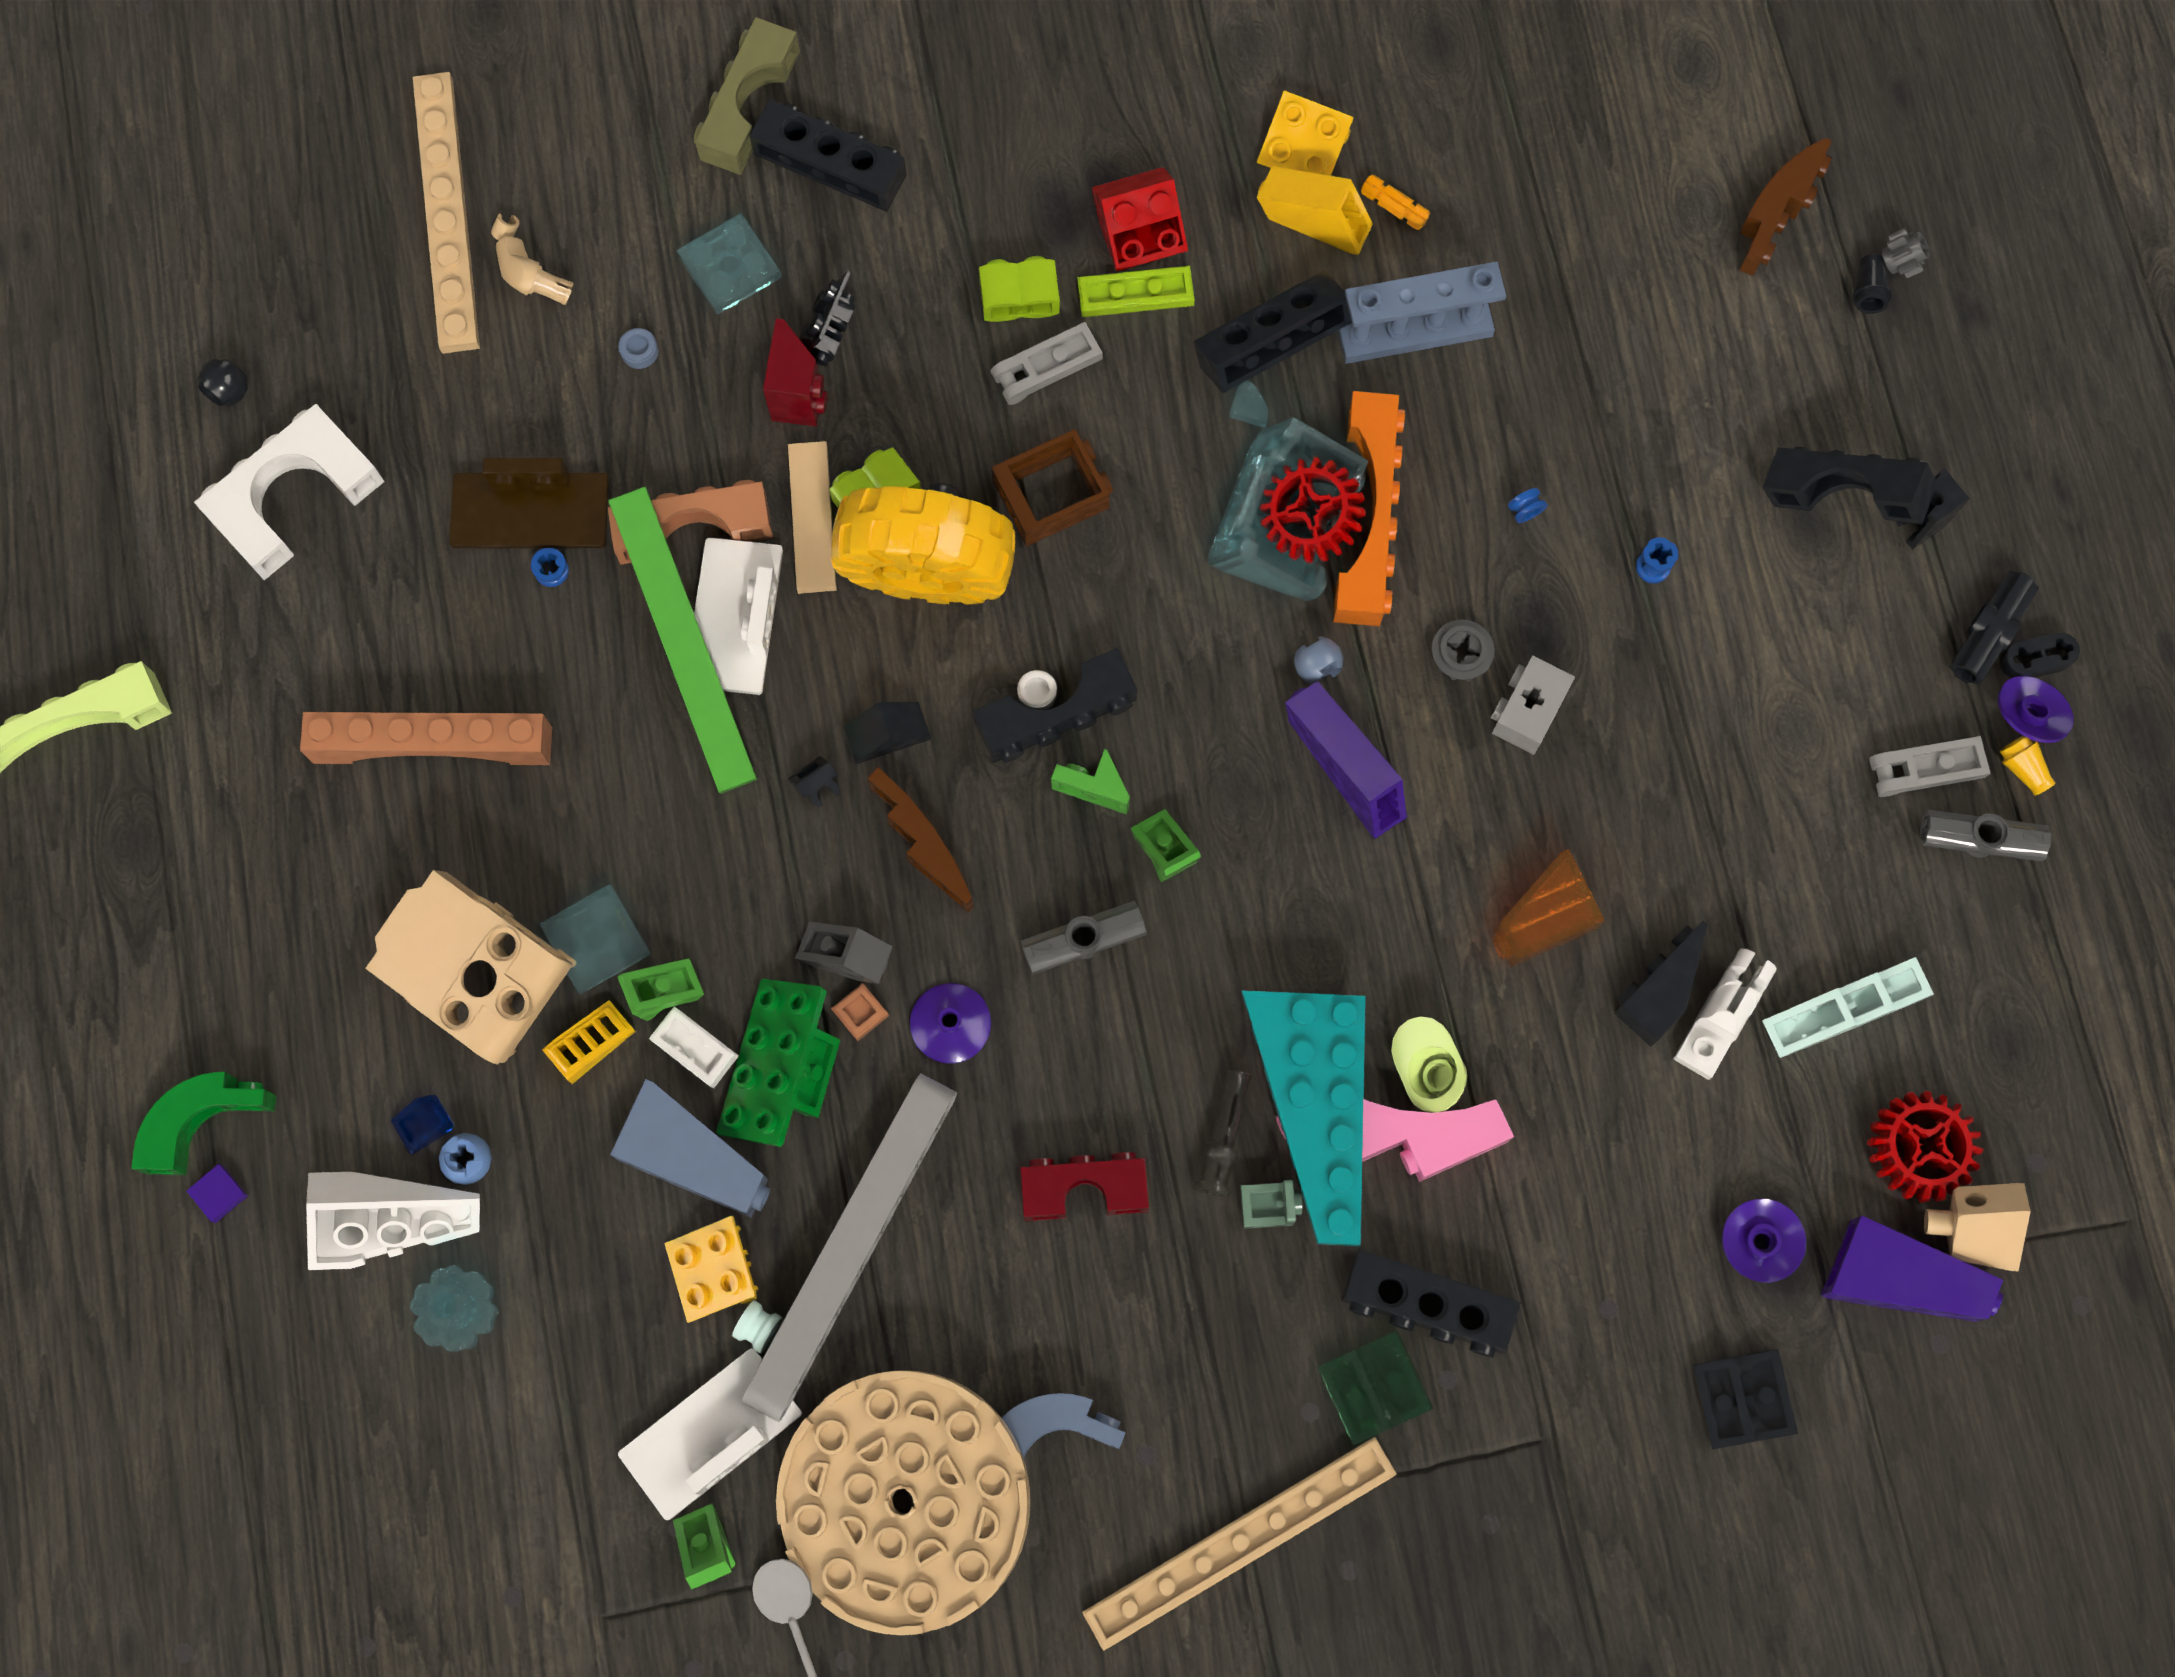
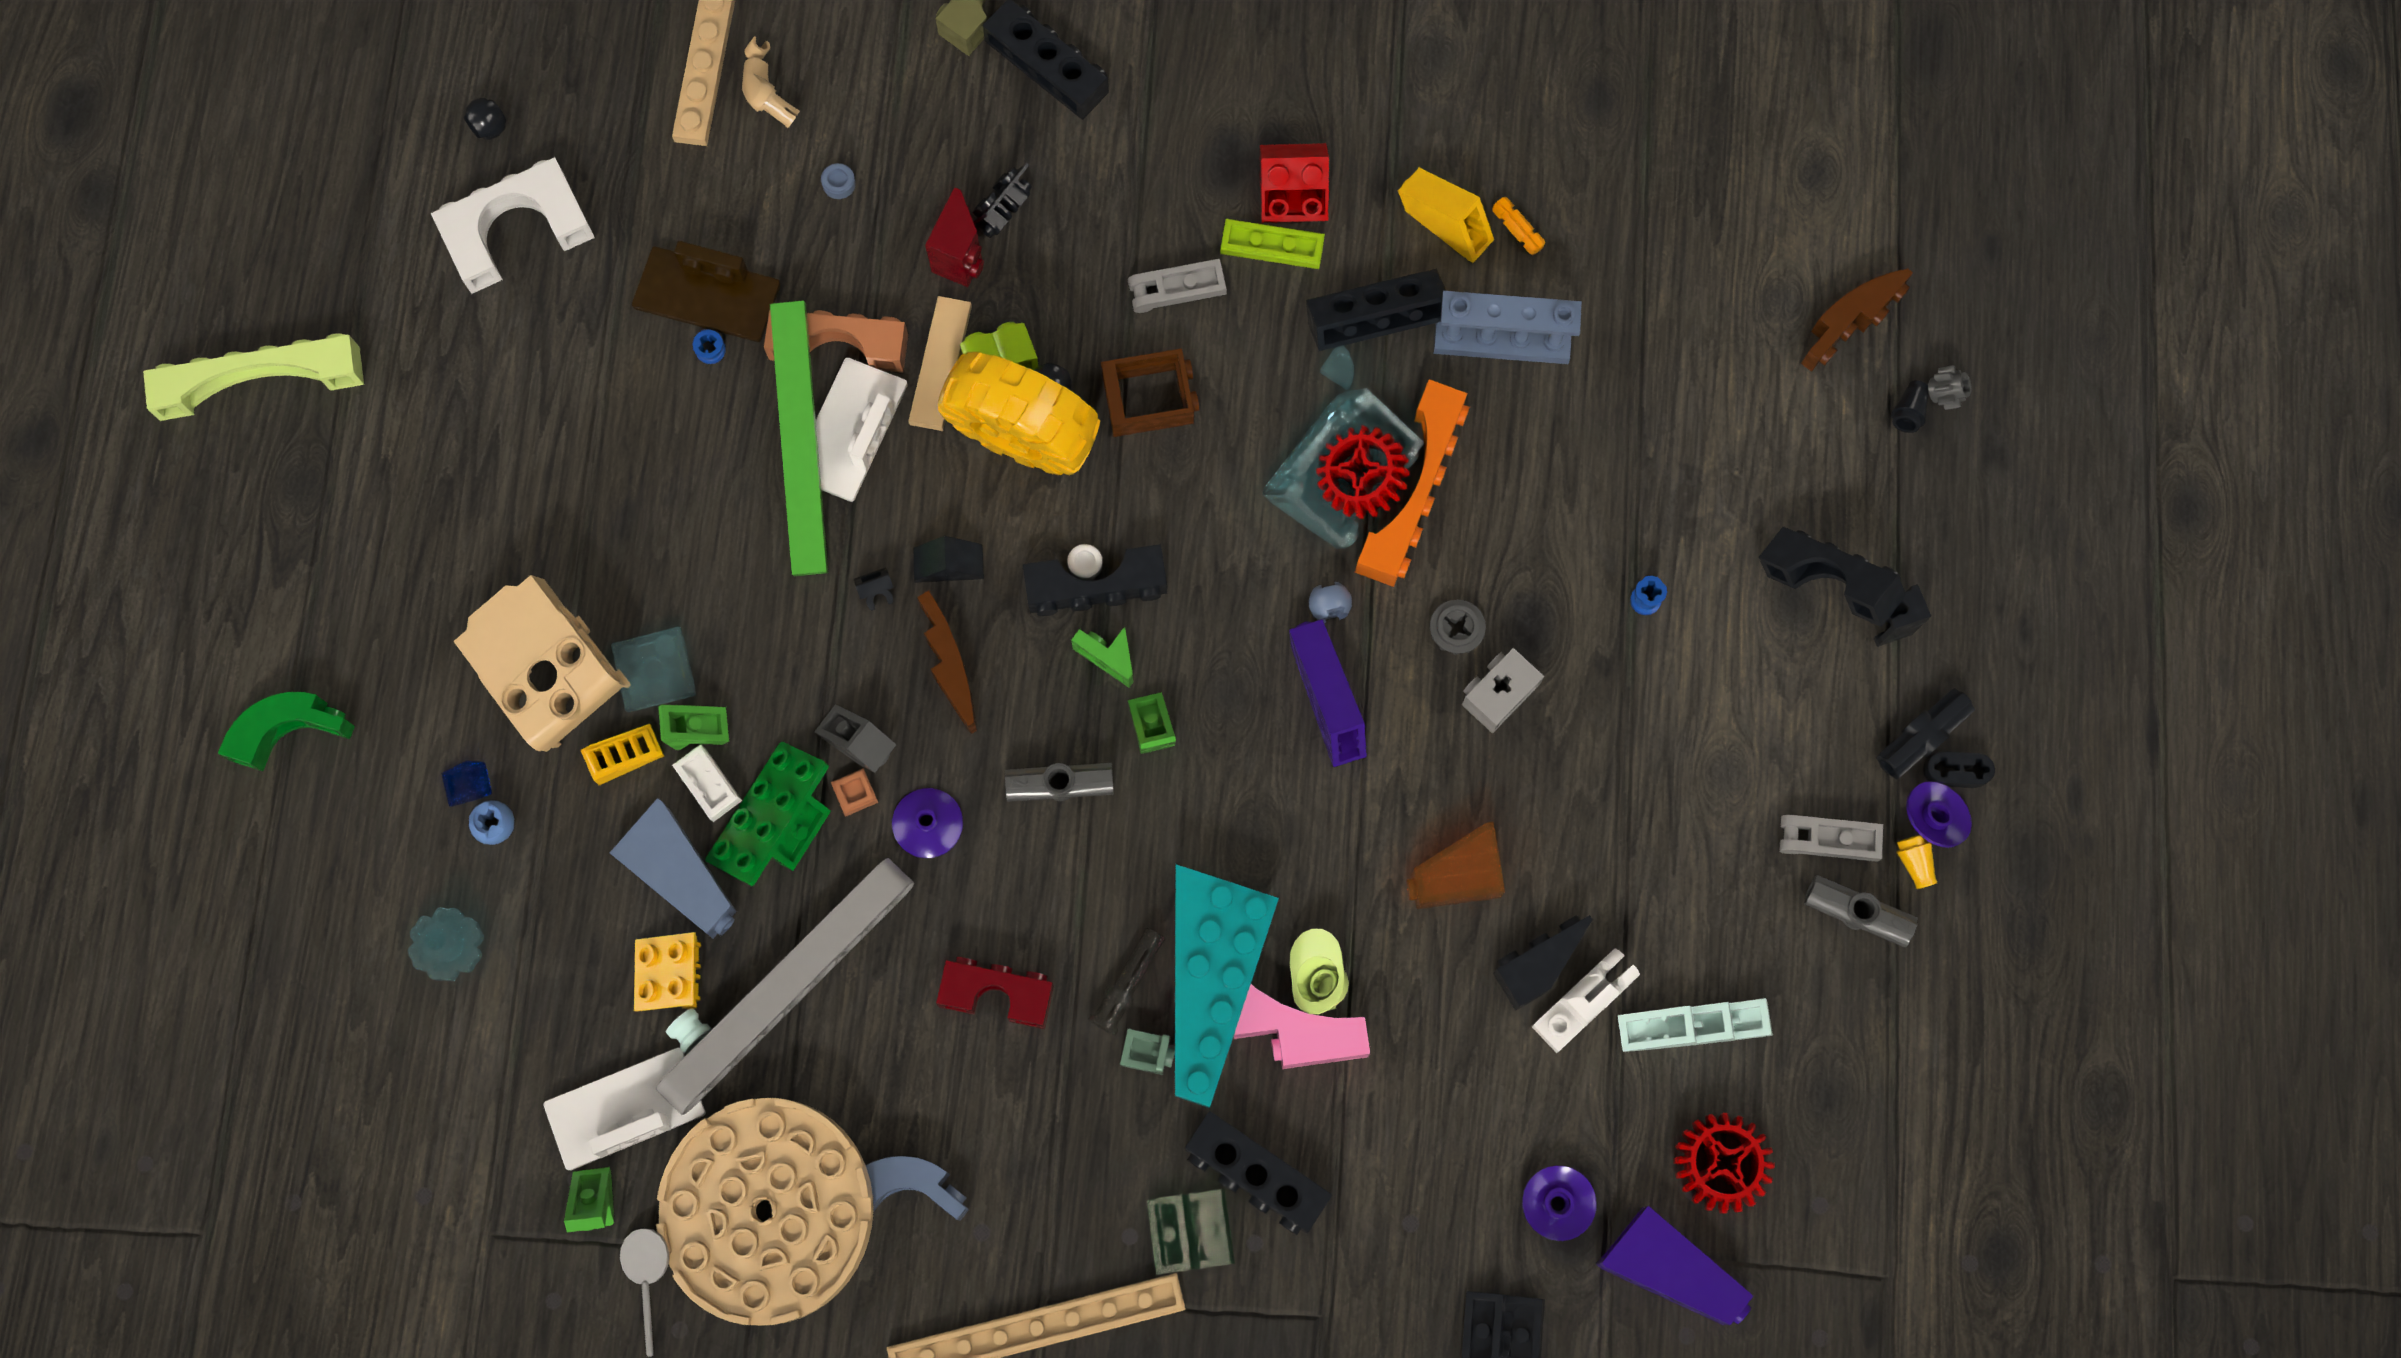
camera: 15 degrees right, 0 degrees up
(217, 1193) = (282, 793): dark purple tile -> none
(367, 735) = (520, 448): nougat arch -> none
(371, 1215) = (397, 847): white wedge -> none
(729, 264) = (935, 129): clear light blue plate -> none
(1019, 289) = (1172, 216): lime brick -> none
(1305, 136) = (1457, 149): yellow hinge -> none
(1527, 505) = (1551, 517): blue bush -> none
(1984, 1224) = (1751, 1244): tan torso -> none

